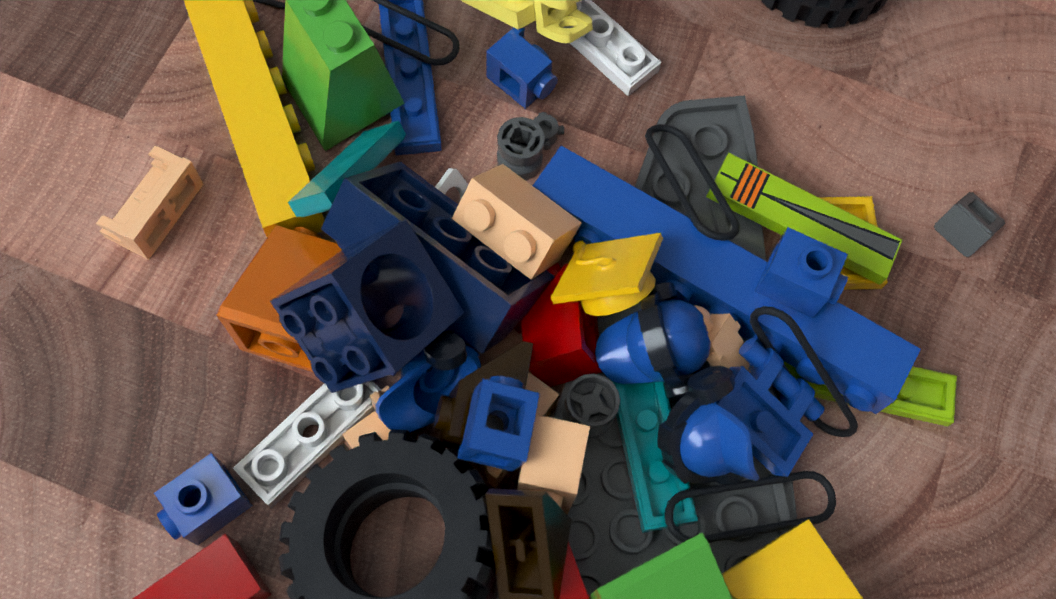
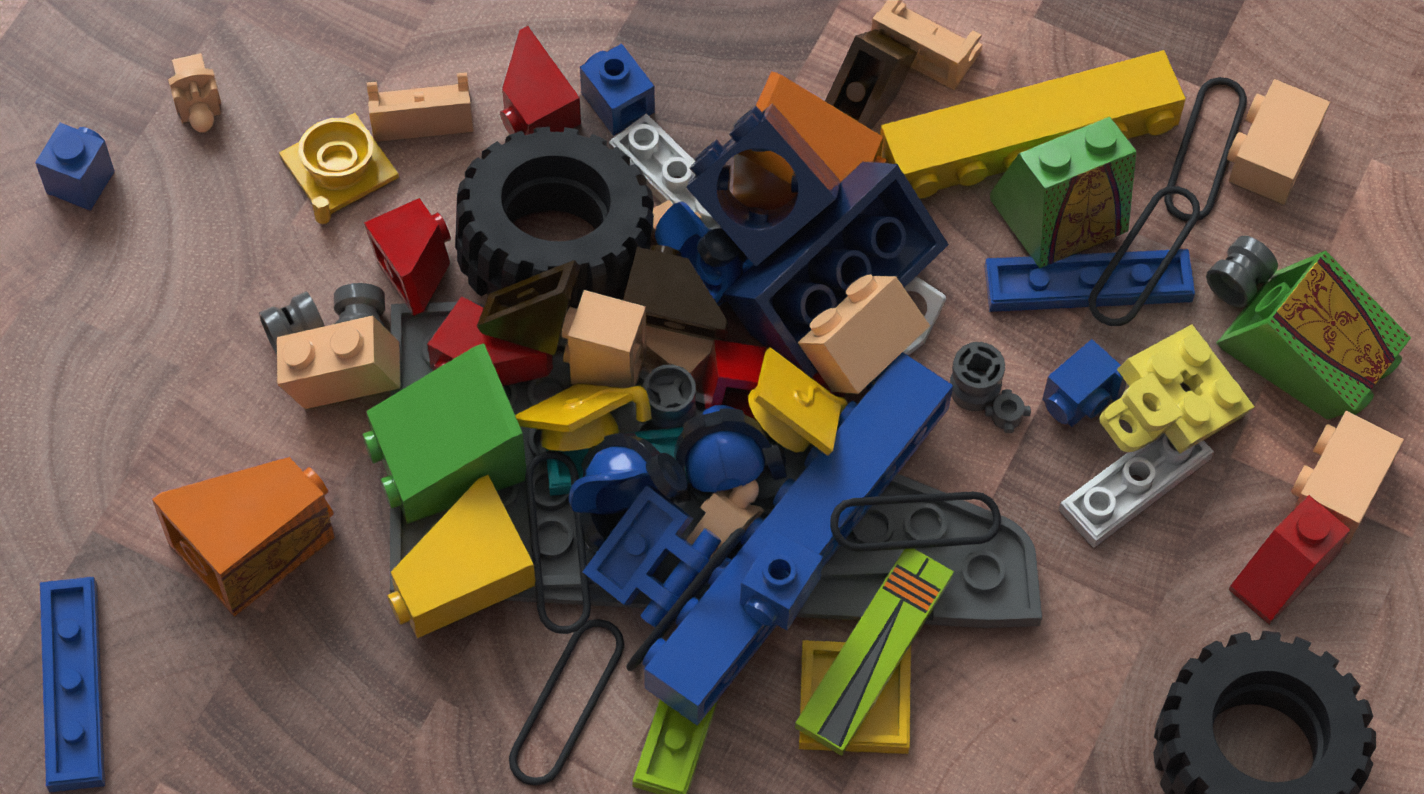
camera: 100 degrees right, 5 degrees down
(199, 247) = (870, 77): none -> dark brown slope
(360, 156) = (949, 203): teal tile -> none
(516, 409) = (630, 261): blue brick -> none
(627, 492) = (582, 415): none -> yellow hat
(967, 517) = (586, 712): none -> black piece

